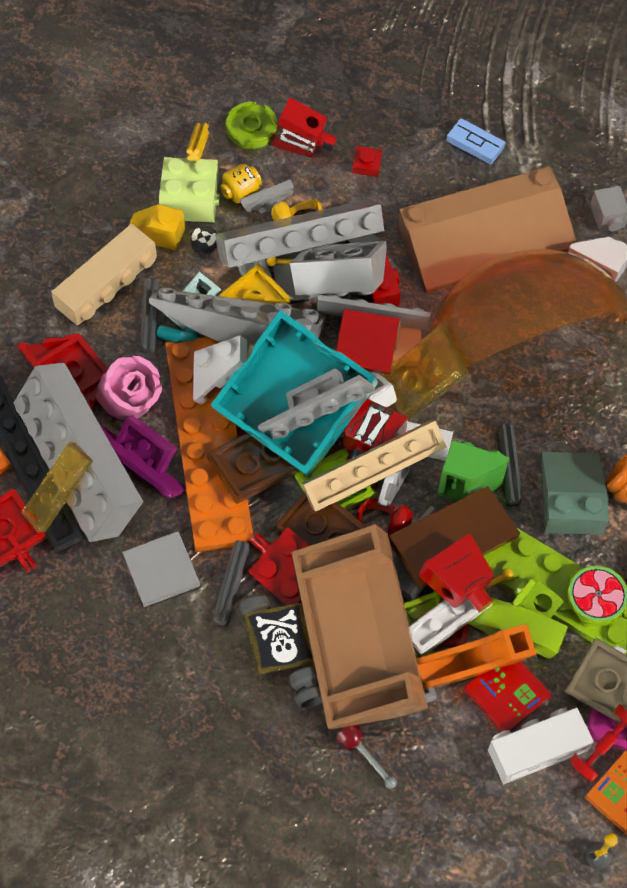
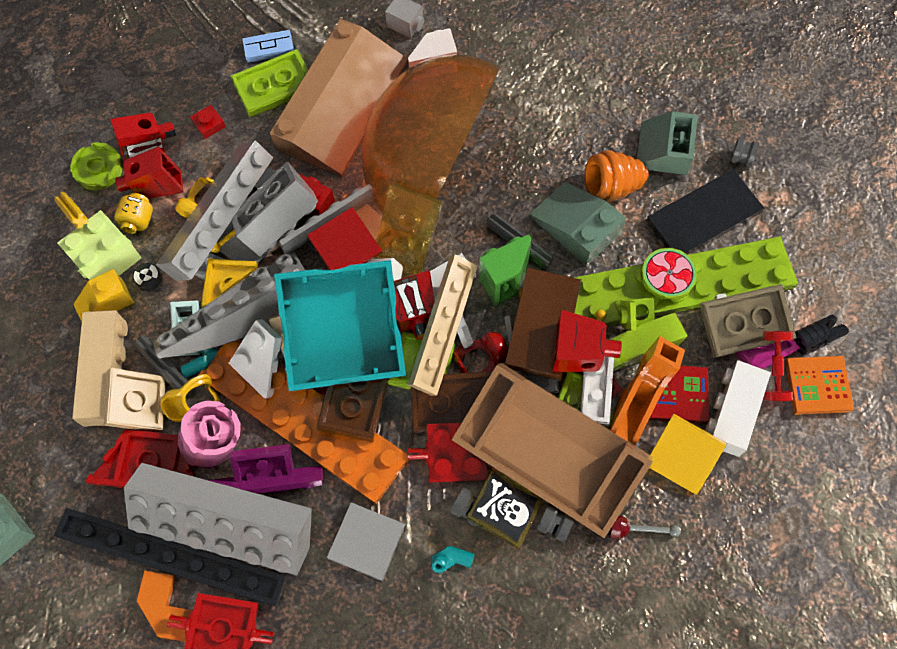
camera: 40 degrees left, 5 degrees up
(57, 487) = (235, 561): clear yellow tile -> none
(104, 318) = (133, 400): none -> tan tile
(130, 343) = (174, 401): none -> yellow piece
(206, 636) = (450, 556): none -> teal arm
(231, 583) = (426, 502): dark grey axle -> none
(267, 197) = (165, 205): light grey plate -> none
(281, 162) = (151, 175): none -> red torso
(314, 400) = (361, 315): light grey bracket -> none
(445, 170) = (270, 82): none -> lime tile
(458, 734) = (686, 454): none -> yellow tile
(602, 852) = (848, 439): dark grey hinge -> none

